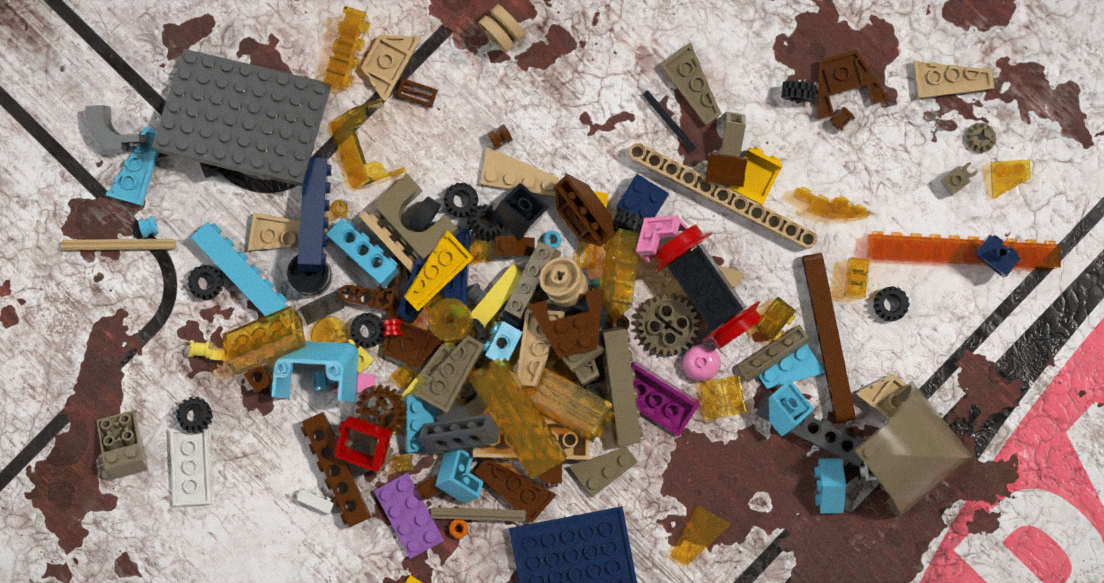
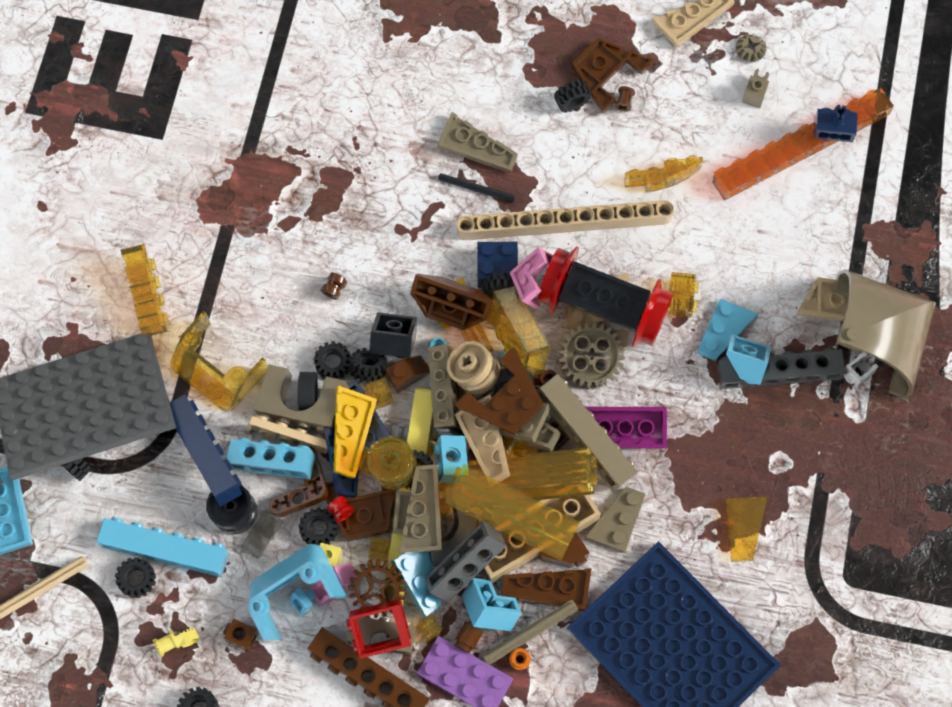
camera: 30 degrees left, 15 degrees down
(148, 226) = (49, 559): medium azure wheel -> none
(263, 340) = (224, 592): clear yellow brick -> none
(274, 232) = (176, 492): tan wing -> none
(327, 326) = (279, 546): clear yellow dish -> none
(339, 203) = (219, 431): clear yellow bush -> none
(387, 61) = (190, 281): tan wing -> none
(432, 98) = (233, 302): reddish brown tile -> none
(502, 29) = (277, 192): tan wheel -> none
(508, 172) = (359, 313): tan wing -> none
(701, 362) = (643, 372): bright pink cylinder -> none
(722, 397) = (682, 391): clear yellow slope -> none
(726, 169) = (553, 192): reddish brown panel -> none
(733, 134) = (542, 169): dark tan slope -> none
(759, 175) = (582, 184): yellow panel -> none
(773, 353) = (700, 325): dark tan tile -> none
(828, 337) = (740, 283): reddish brown beam -> none
(830, 485) = (833, 404): medium azure brick -> none
(856, 277) = (728, 218): clear yellow brick -> none
(891, 292) = (781, 215): black tyre -> none
(1008, 174) = (795, 62): clear yellow wing -> none

